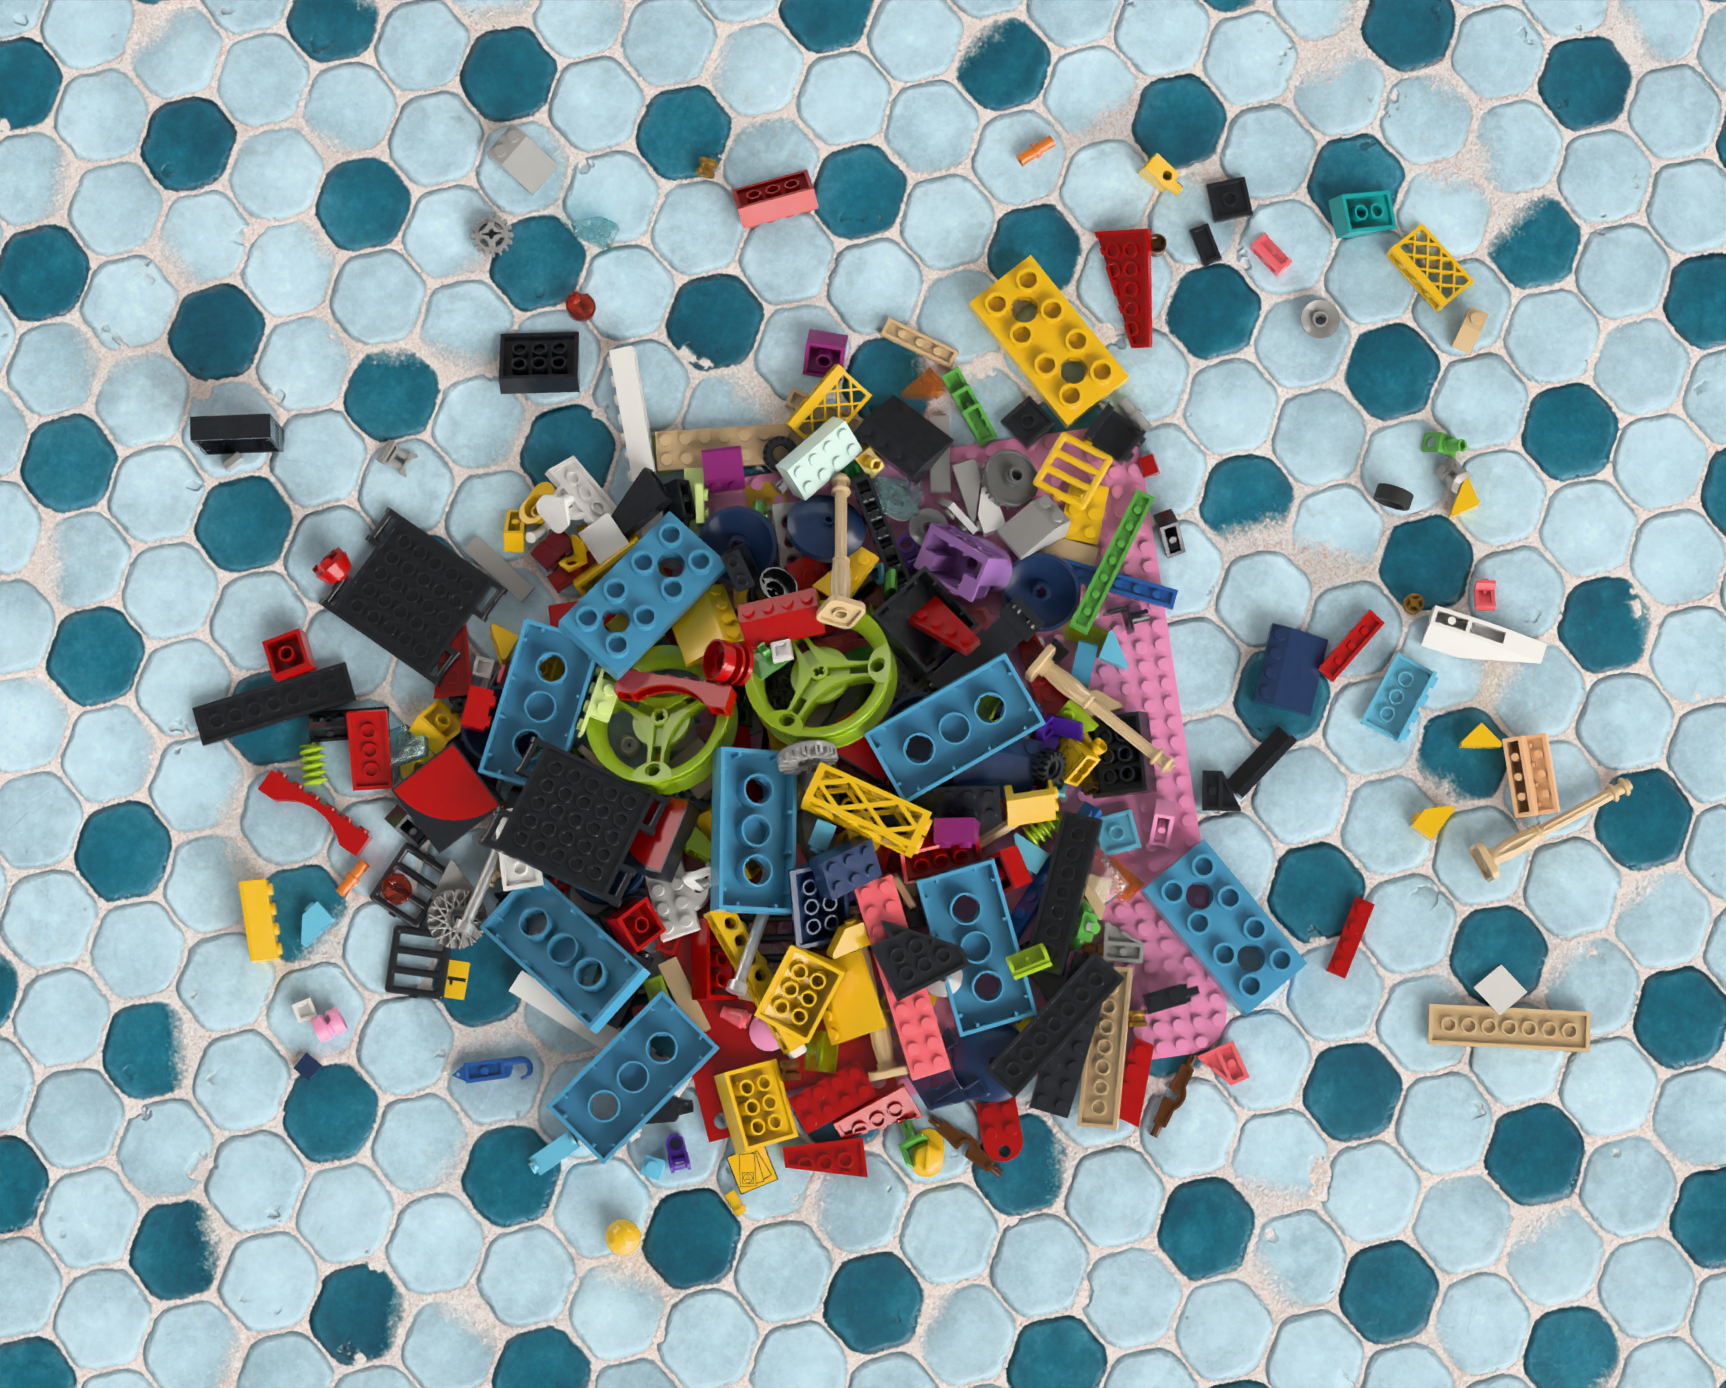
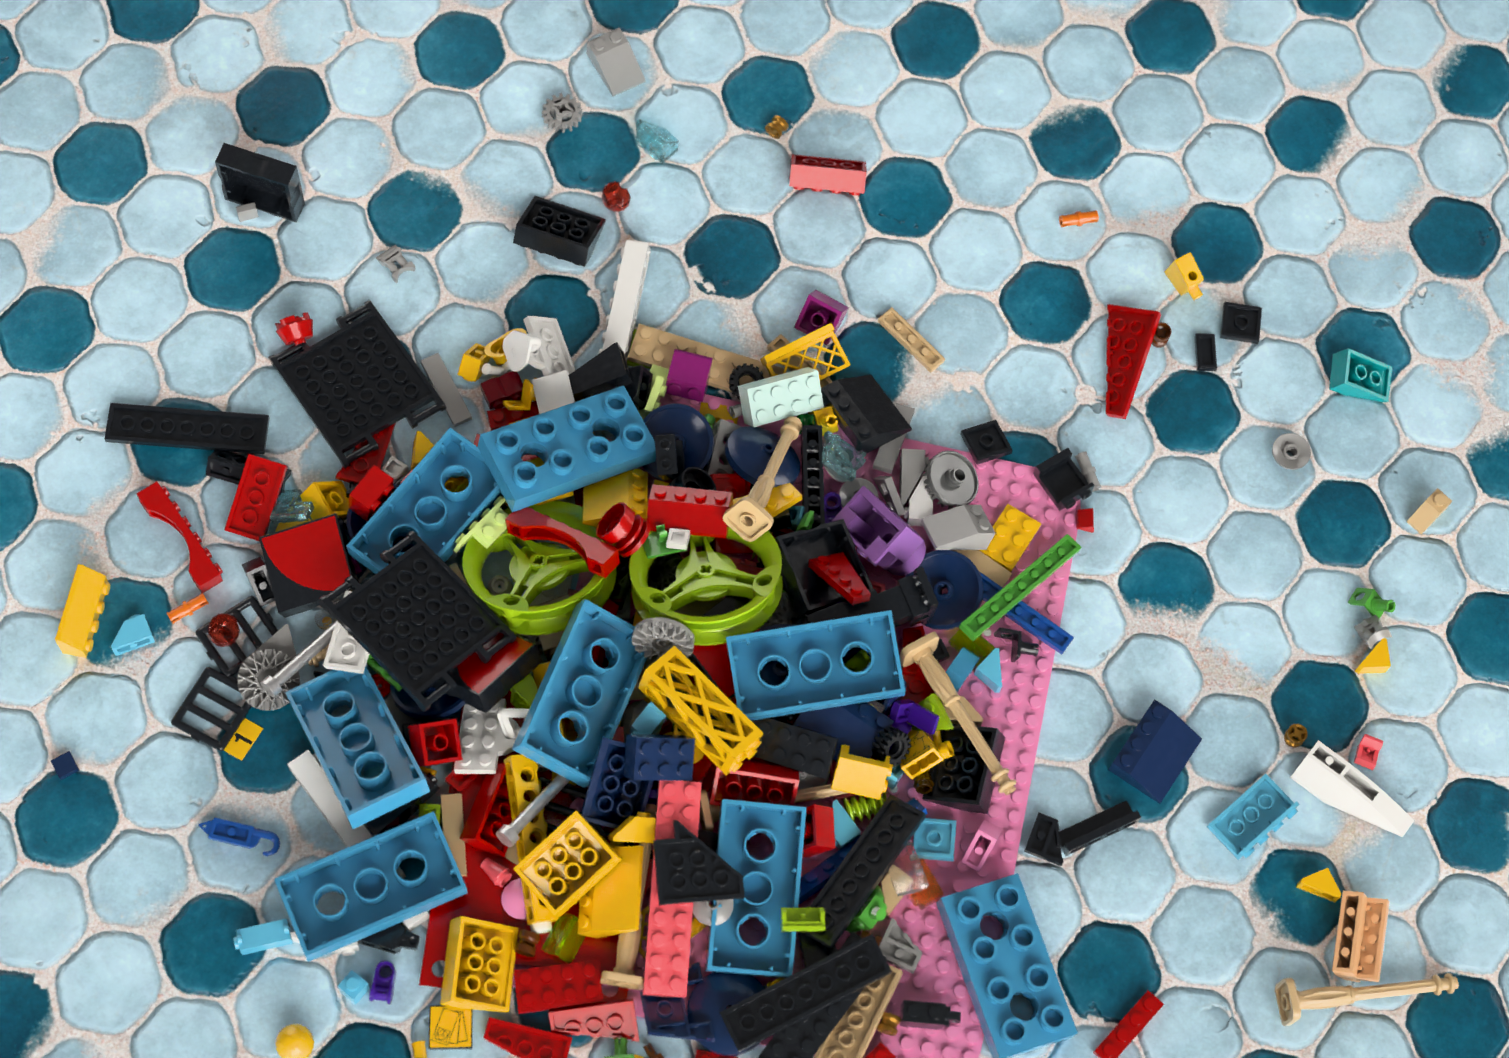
camera: 10 degrees right, 15 degrees down
(289, 655) = (220, 389): red brick -> none
(304, 1010) = (86, 711): white plate -> none
(313, 764) = (196, 493): lime piece -> none
(329, 1024) = (100, 732): bright pink wheel -> none
(925, 387) = (901, 377): clear orange slope -> none
(956, 832) = (779, 764): magenta slope -> none
(969, 406) = (936, 408): bright green slope -> none
(1048, 341) = (1031, 380): yellow plate -> none
(1088, 489) = (1004, 475): yellow bar -> none
(1169, 533) = (1083, 586): black slope -> none
(1270, 254) = (1262, 381): coral hinge -> none
(1350, 645) = (1222, 751): red plate -> none
(1393, 497) = (1309, 629): black tyre -> none
(1418, 278) = (1396, 449): yellow fence -> none
(1431, 820) = (1246, 944): yellow slope -> none

